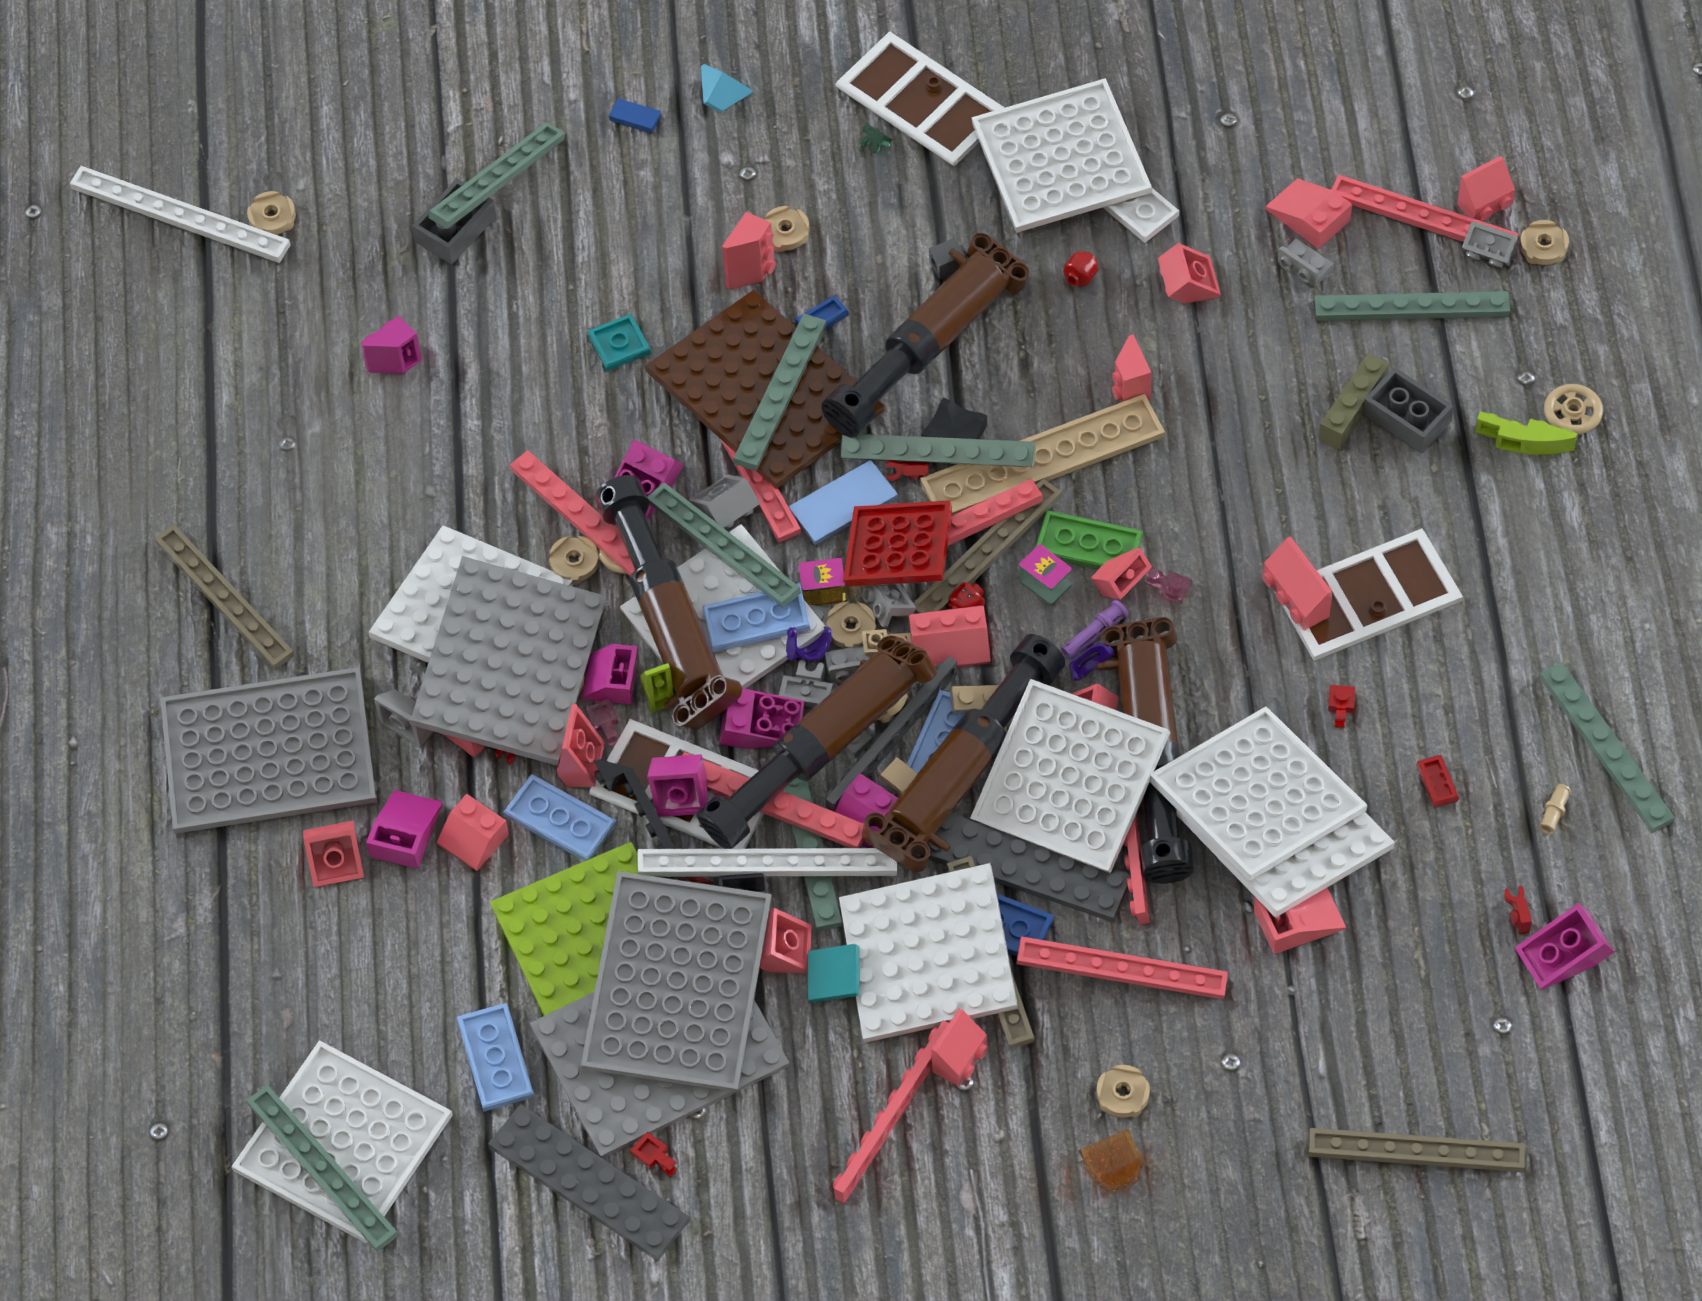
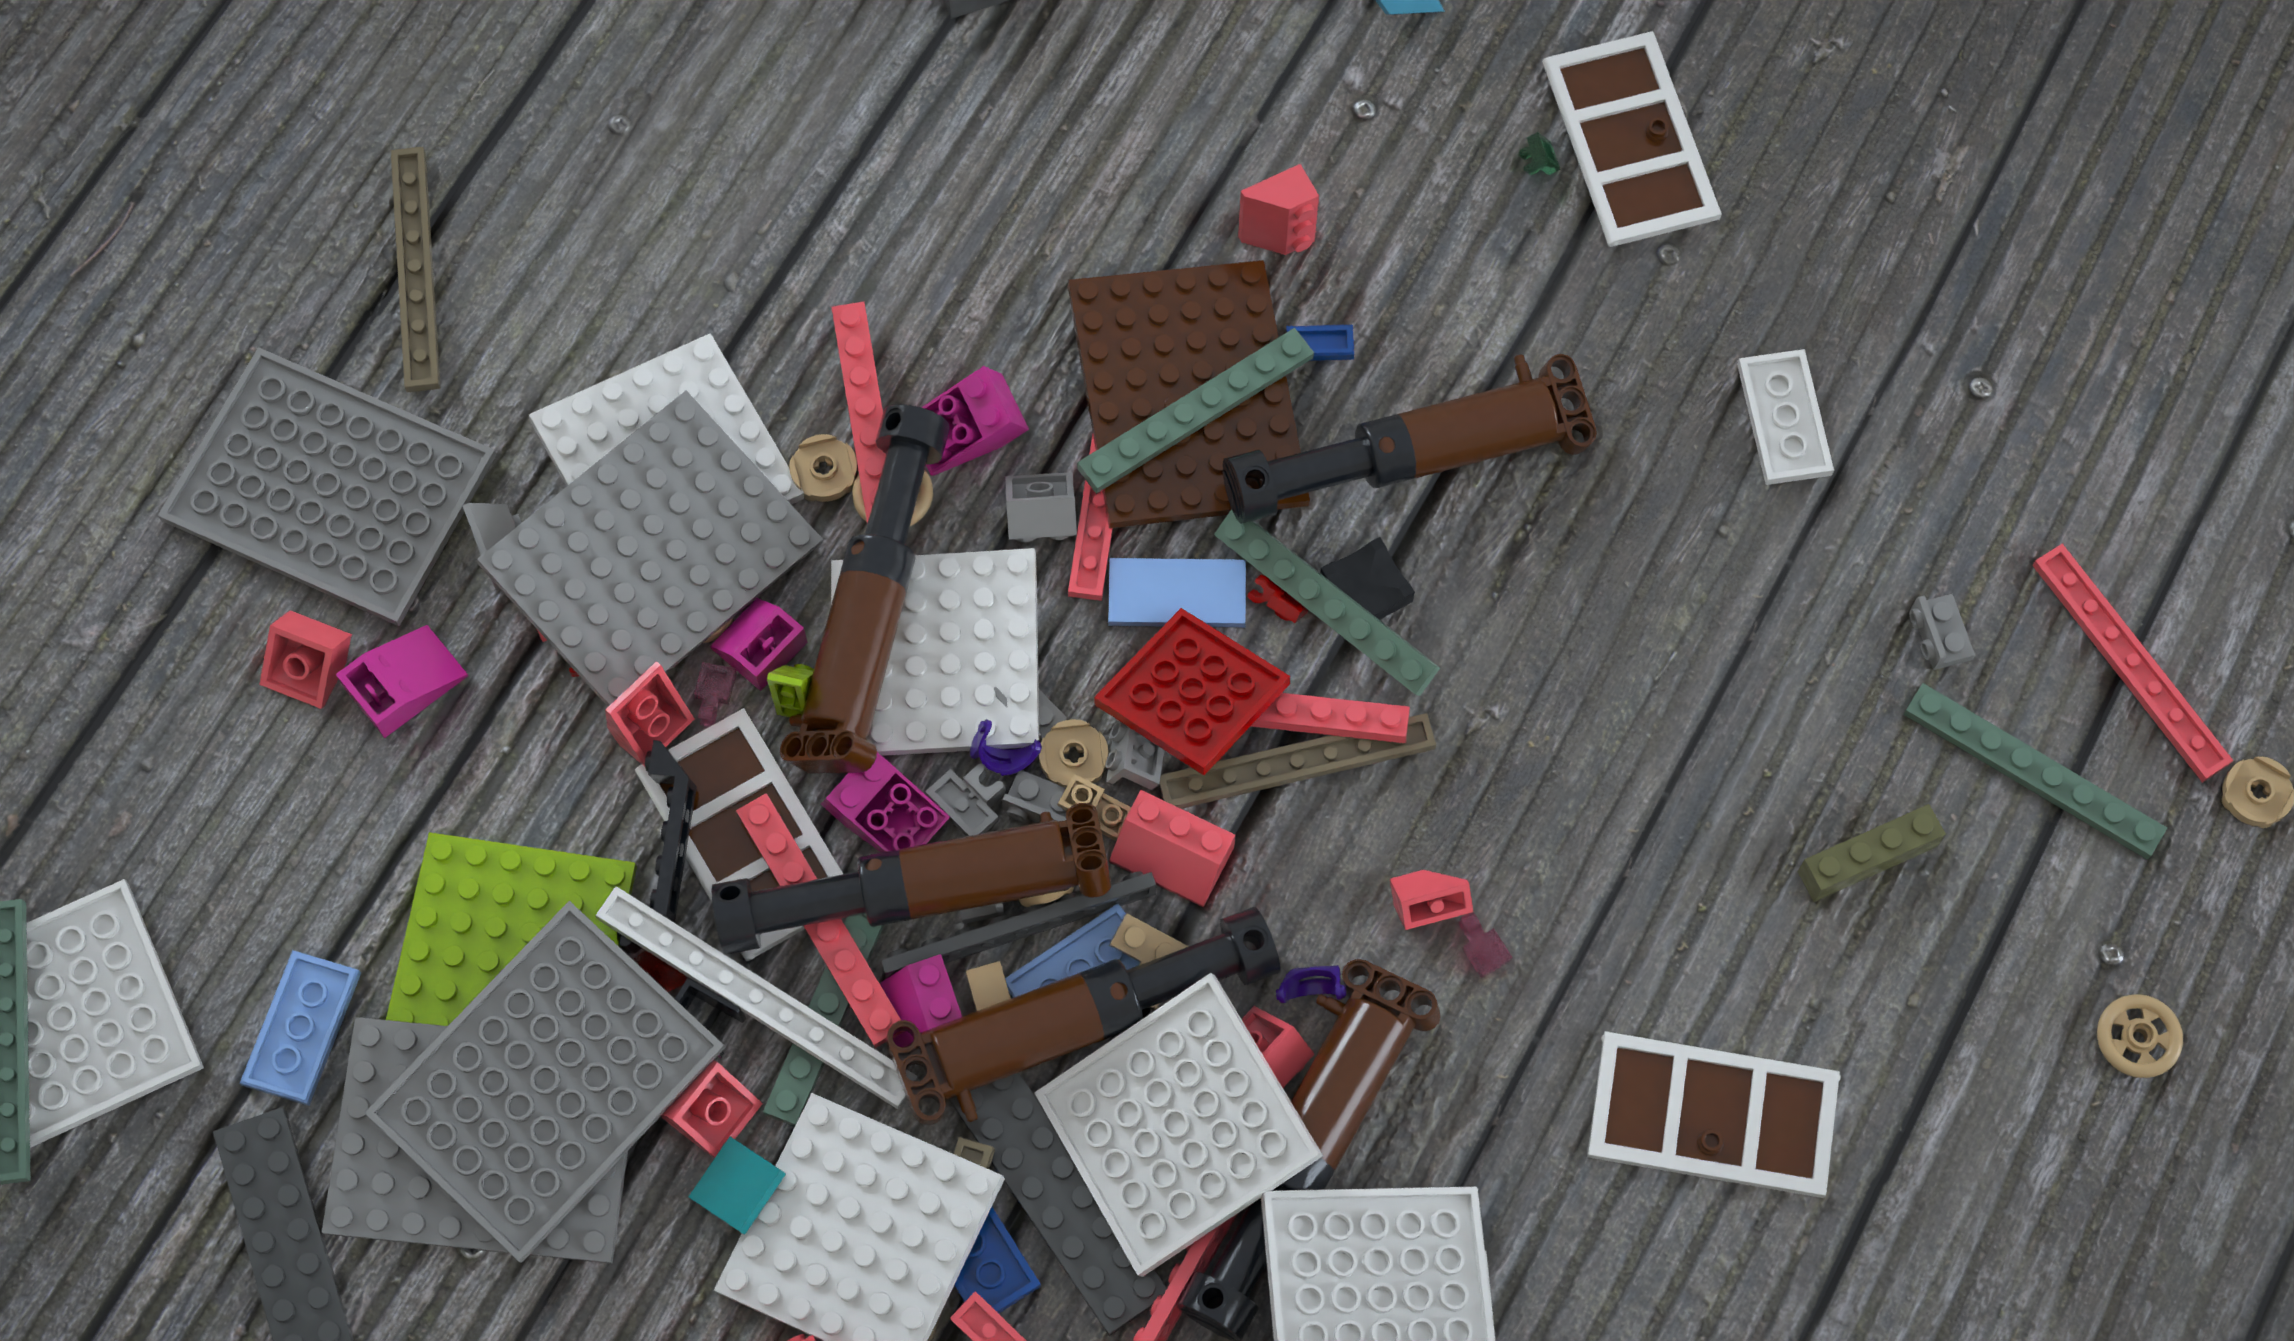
camera: 30 degrees right, 10 degrees up
(391, 348) = (802, 81): dark pink slope -> none
(472, 832) = (470, 735): coral slope -> none
(560, 818) = (581, 779): light blue tile -> none
(619, 342) = (1067, 230): teal tile -> none
(652, 1152) = (378, 1268): red plate -> none
(678, 784) = (725, 831): dark pink slope -> none
(724, 545) = (989, 566): sand green plate -> none
(752, 620) = (965, 678): light blue tile -> none
(790, 218) = (1351, 223): tan plate -> none
(822, 582) = (1075, 679): piece -> none
(941, 261) = (1504, 355): dark grey brick -> none
(966, 596) = (1228, 809): red head -> none
(1044, 574) = (1340, 839): piece -> none
(1056, 454) = (1463, 691): tan plate -> none
(1061, 155) = (1741, 313): white plate -> none
(1081, 269) = (1663, 472): red head -> none
(1086, 540) = (1423, 824): bright green tile -> none
(1102, 620) = (1366, 945): medium lavender pin -> none
(1131, 372) = (1620, 649): coral slope -> none
(1188, 275) = (1787, 560): coral slope -> none
(1297, 584) = (1625, 1053): coral slope -> none
(1311, 211) = (1995, 569): coral slope -> none
(1342, 702) = (1580, 1235): red plate -> none
(1408, 410) = (1928, 908): dark grey brick -> none
(1486, 190) = (2231, 680): coral slope -> none
(1489, 244) = (2185, 753): light grey bracket -> none
(1535, 438) = (2065, 1045): lime slope -> none

